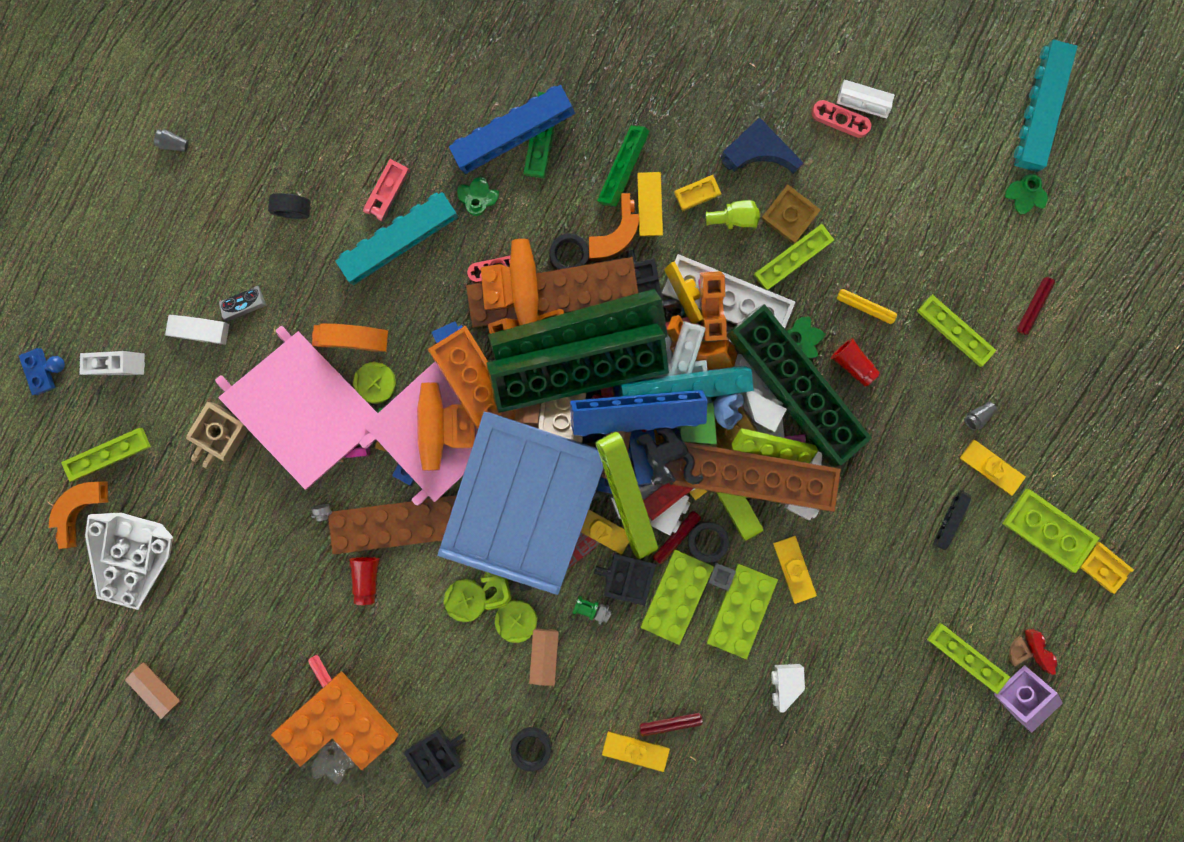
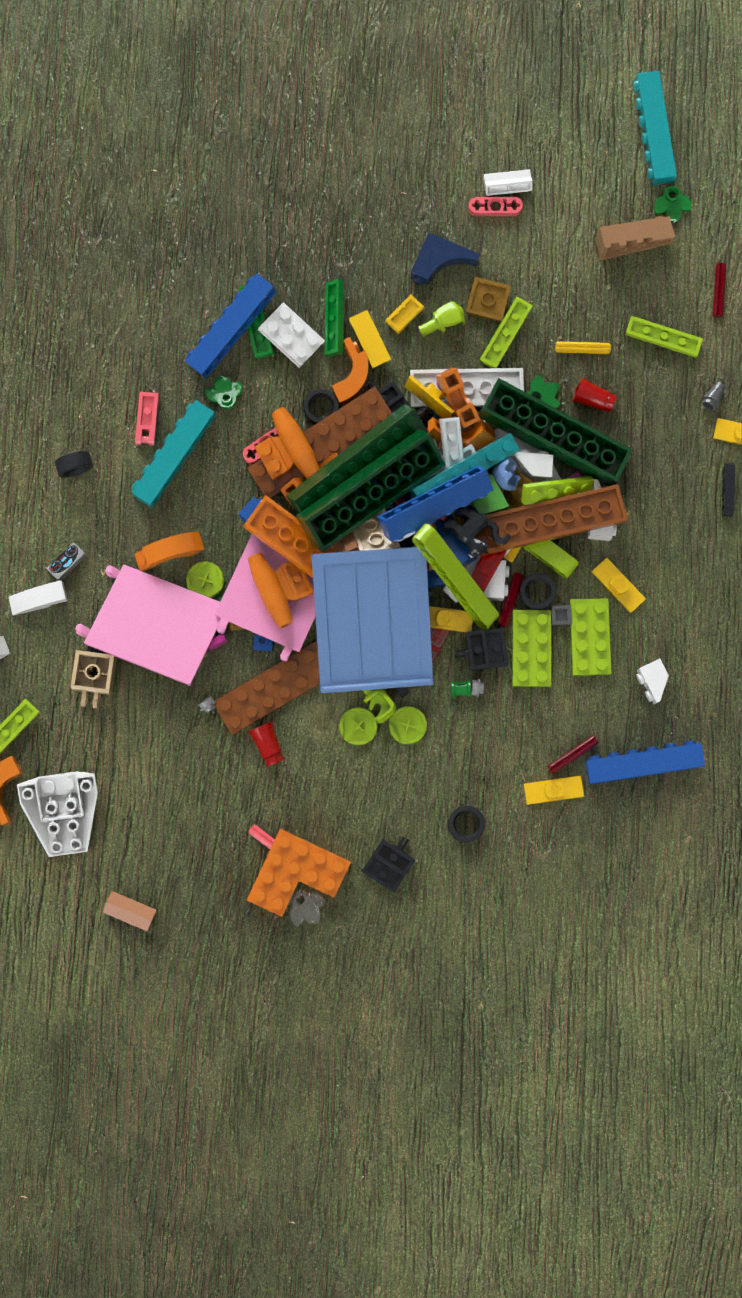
camera: 25 degrees left, 5 degrees down
(543, 657) = (444, 743): nougat piece -> none
(570, 165) = (291, 335): none -> white plate
(740, 767) = (646, 763): none -> blue brick
(972, 212) = (634, 237): none -> medium nougat wedge

